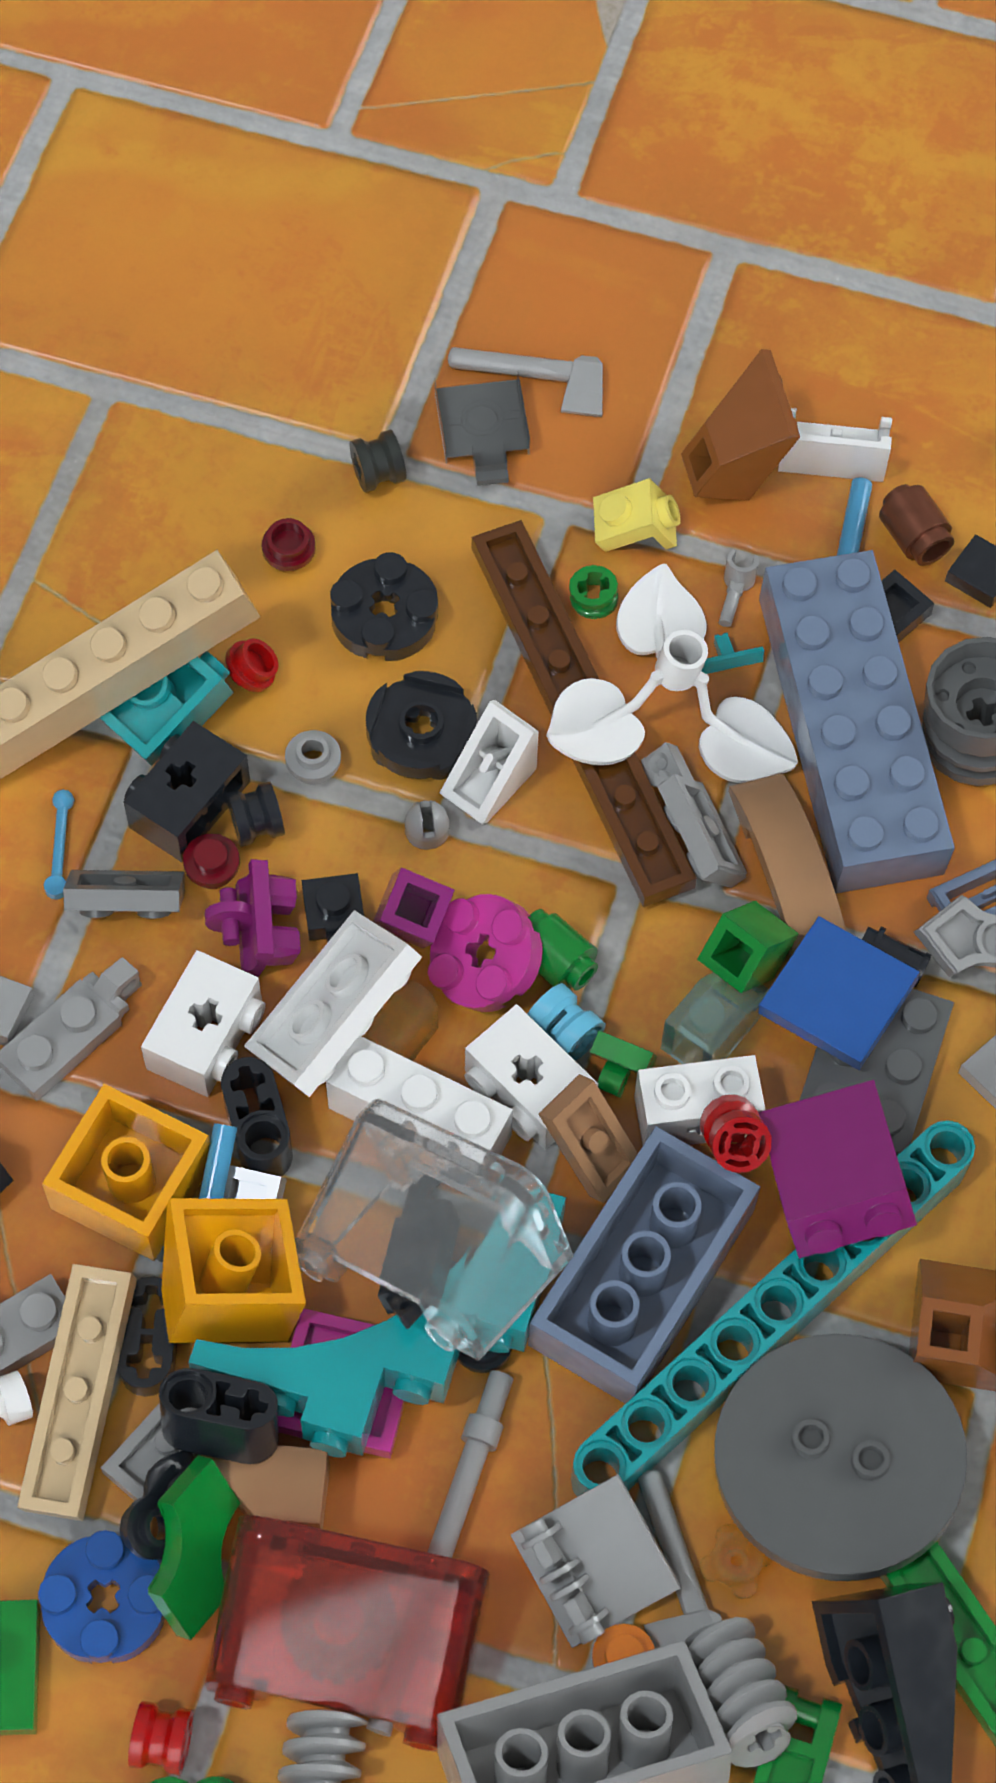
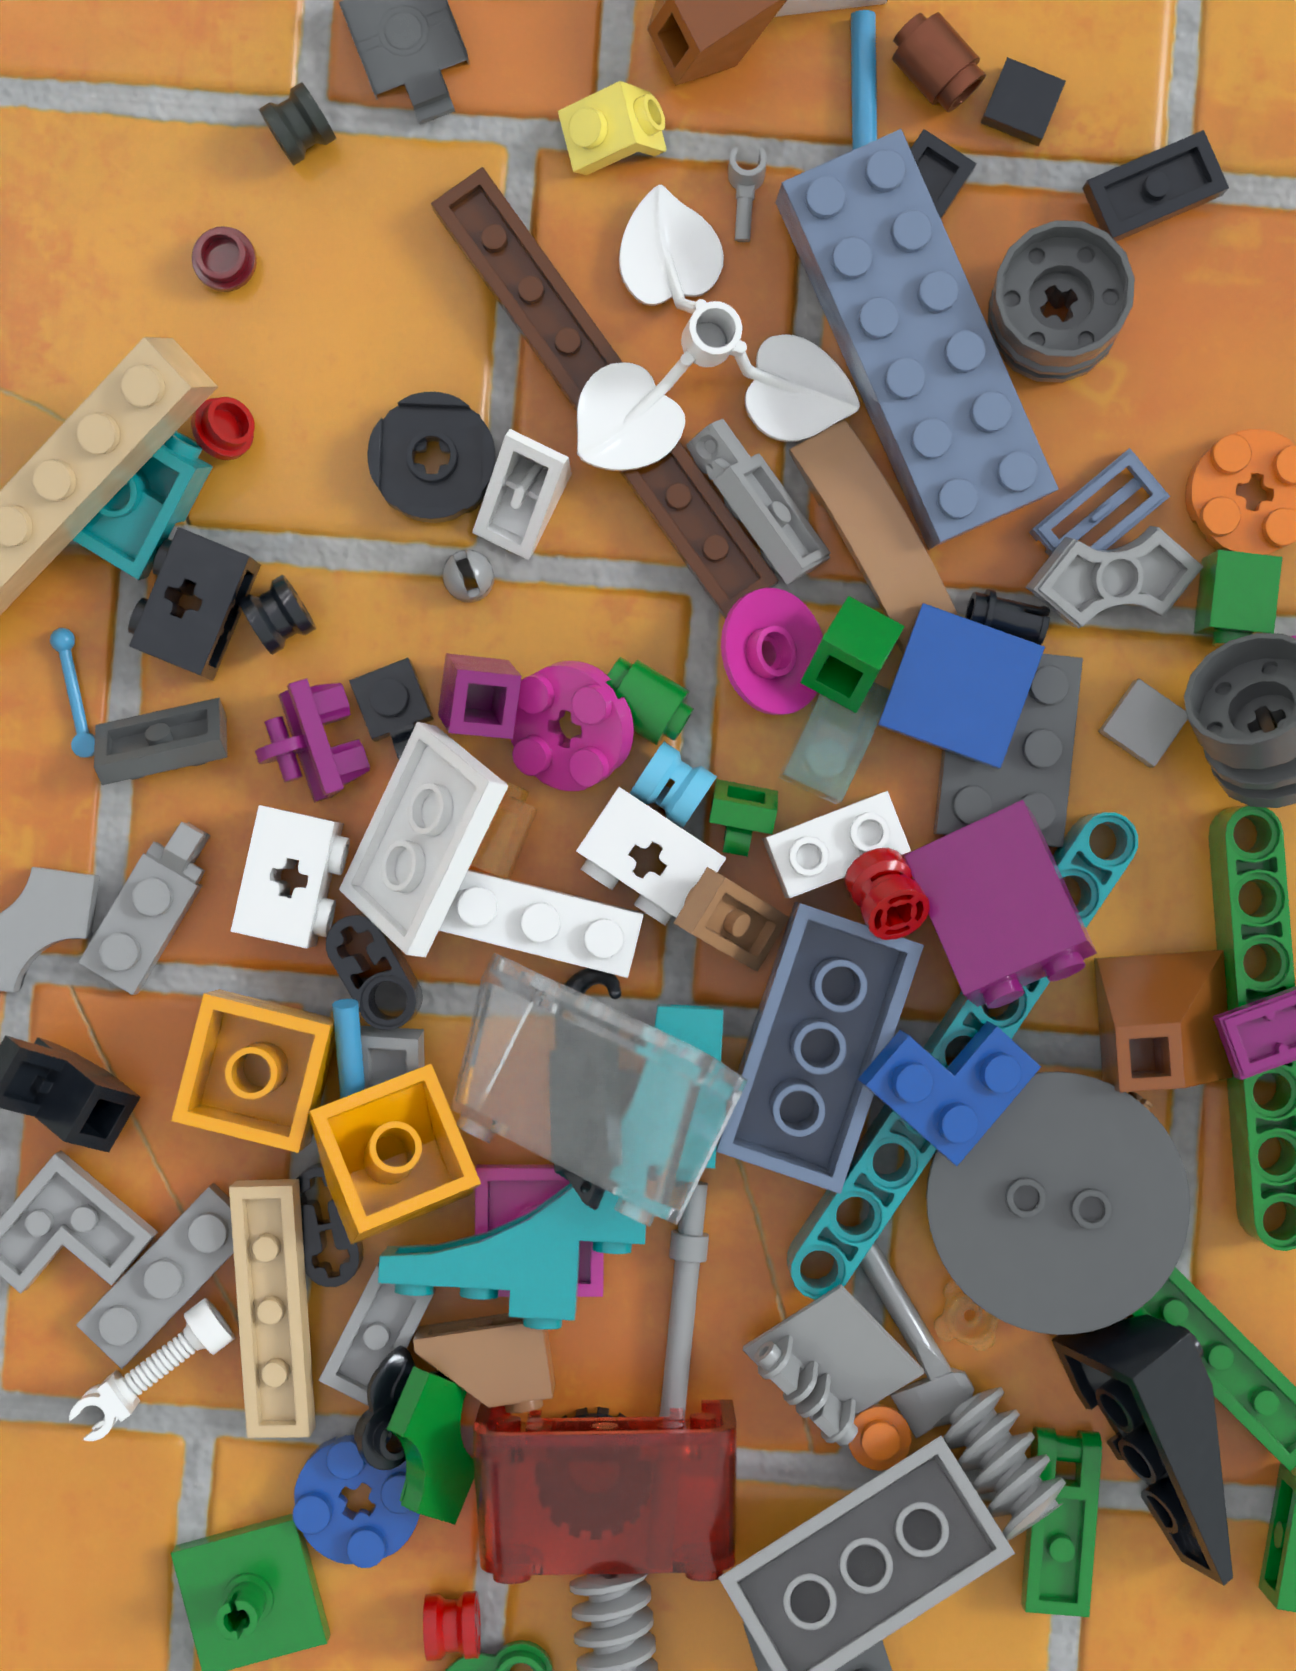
camera: 15 degrees left, 25 degrees up
(211, 860) = (244, 678): dark red plate -> none
(232, 1418) = (440, 1309): black beam -> none
(313, 770) = (336, 538): light grey plate -> none
(381, 580) = (352, 277): black plate -> none
(608, 594) = (603, 242): green bush -> none
(672, 928) = (786, 635): none -> dark pink dish
(728, 658) = (753, 283): teal piece -> none
(753, 1332) = (952, 1103): none -> blue plate

